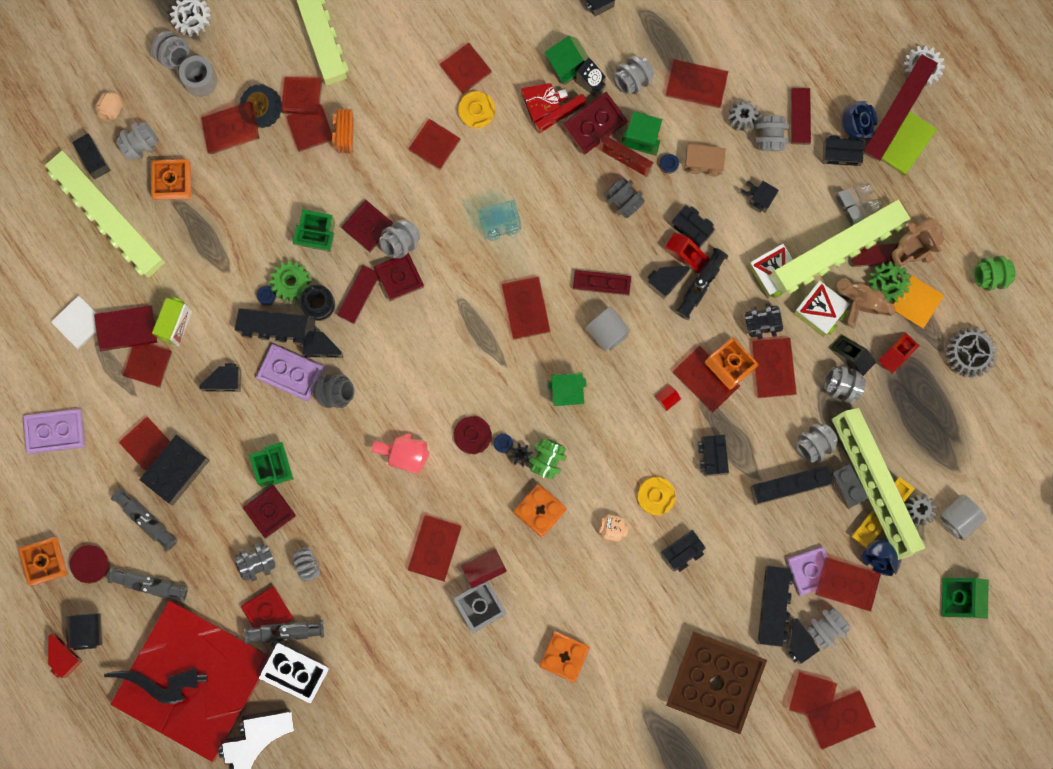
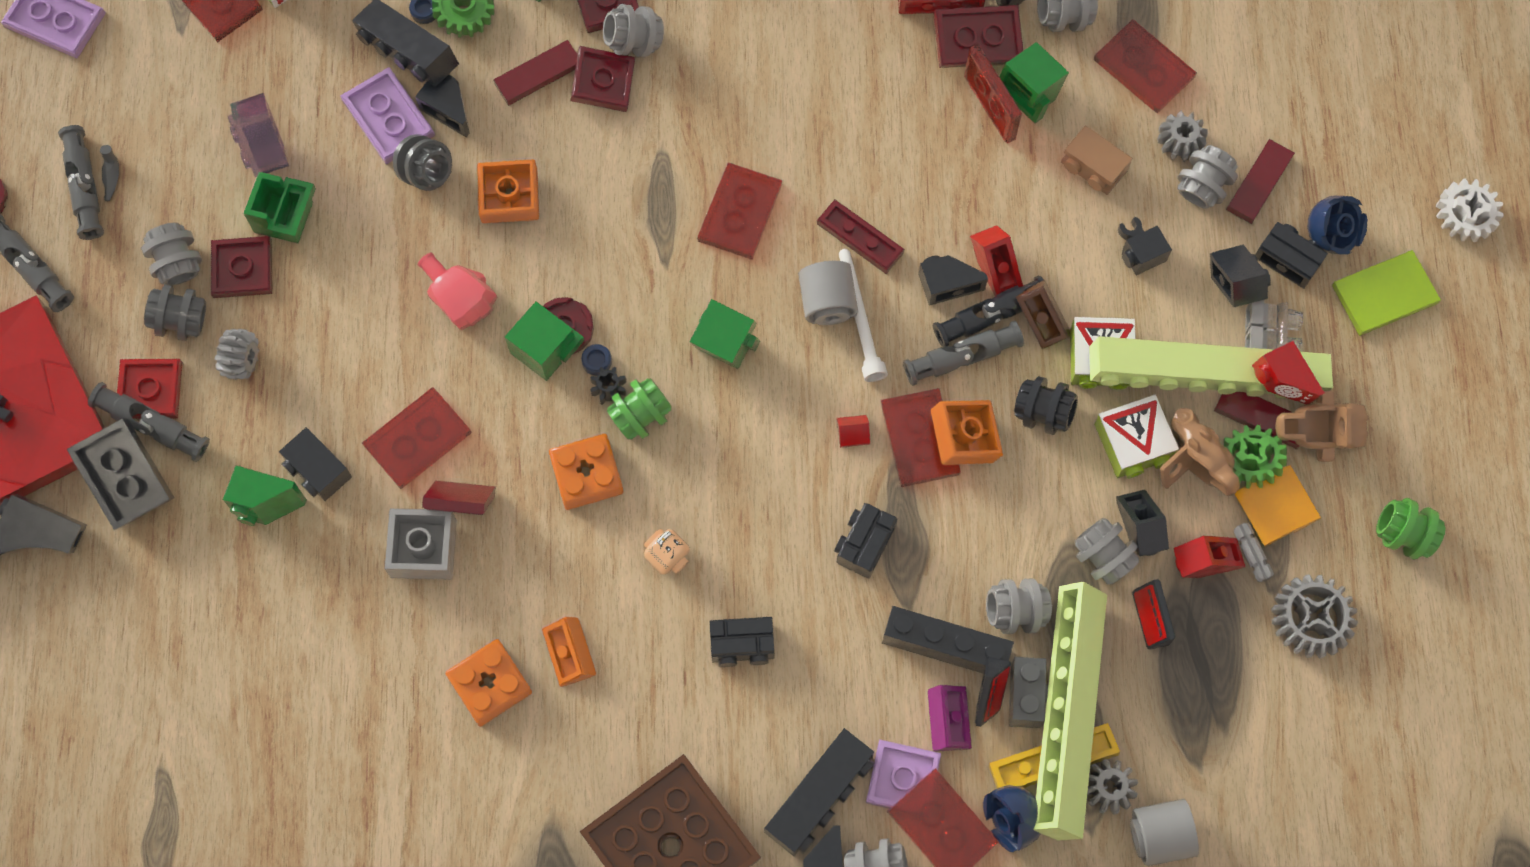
camera: 30 degrees right, 10 degrees down
(145, 443) = (151, 96): clear red tile -> none
(155, 503) = (110, 171): none -> dark grey bar
(174, 470) = (159, 144): black brick -> none
(223, 379) = (298, 73): black slope -> none
(228, 530) = (172, 257): none -> light grey piece
(231, 433) = (257, 135): none -> brick
(310, 294) = (477, 47): black piece -> none
(376, 635) = (261, 497): none -> green slope
(379, 374) = (493, 181): none -> orange brick
(390, 598) = (315, 465): none -> black brick
(469, 451) = (542, 341): none -> green plate
(499, 220) = (775, 78): clear light blue brick -> none
(594, 613) = (569, 651): none -> orange slope
(624, 197) = (957, 144): dark grey piece -> none
(656, 354) = (873, 367): none -> white piece
(656, 496) = (754, 548): yellow tile -> none
(669, 163) = (1045, 141): dark blue tile -> none
(693, 226) = (1027, 232): black brick -> none
(699, 319) = (949, 358): none -> dark grey piece
(731, 269) = (1043, 315): none -> reddish brown slope
(775, 368) = (1022, 477): clear red tile -> none
(815, 524) = (949, 718): none -> magenta slope
(824, 183) = (1239, 275): none -> black brick
(830, 497) = (992, 689): none -> black slope
(884, 228) = (1288, 374): none -> red slope
(888, 403) = (1153, 615): none -> slope
(900, 107) = (1405, 240): dark red tile -> none
(919, 335) = (1253, 552): none -> light grey axle

